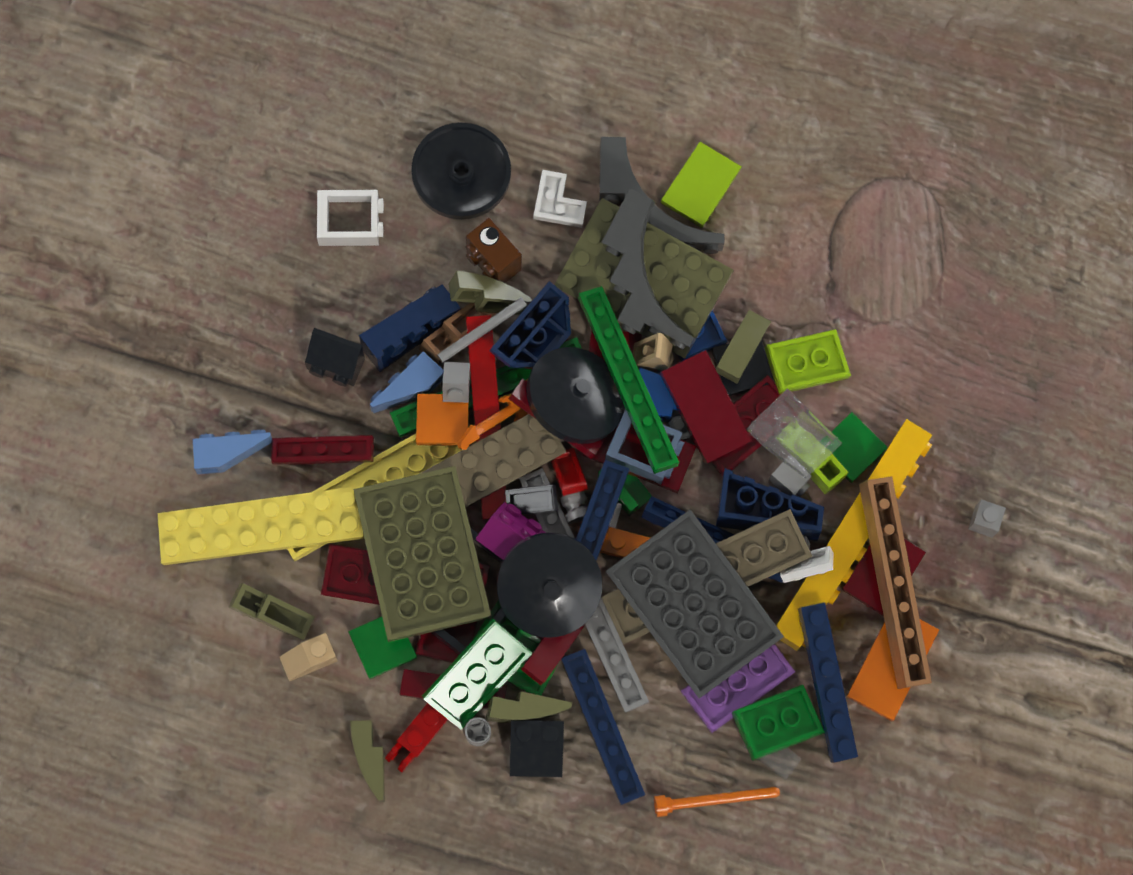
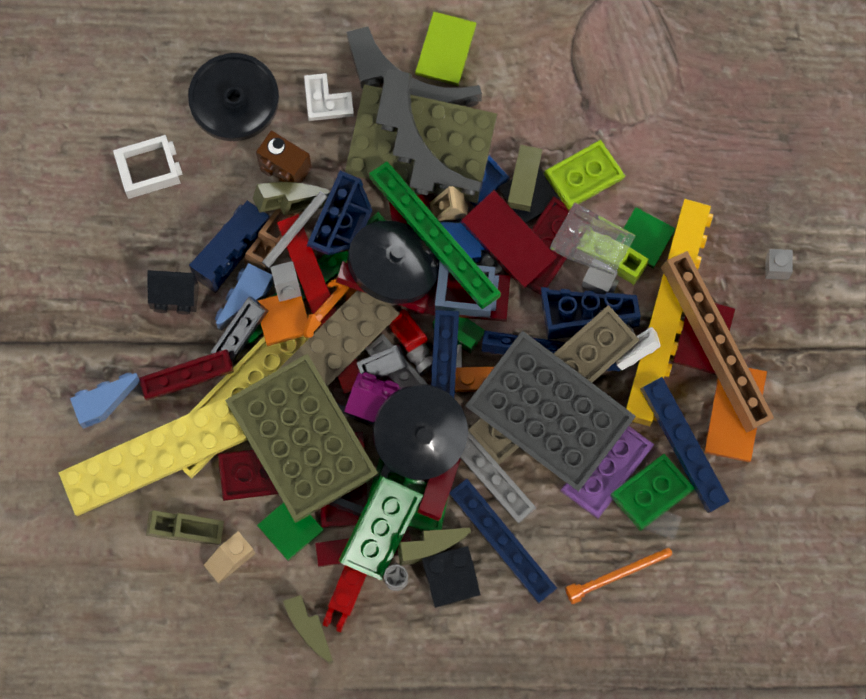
camera: 10 degrees left, 0 degrees up
(394, 418) = (241, 328): none -> tile

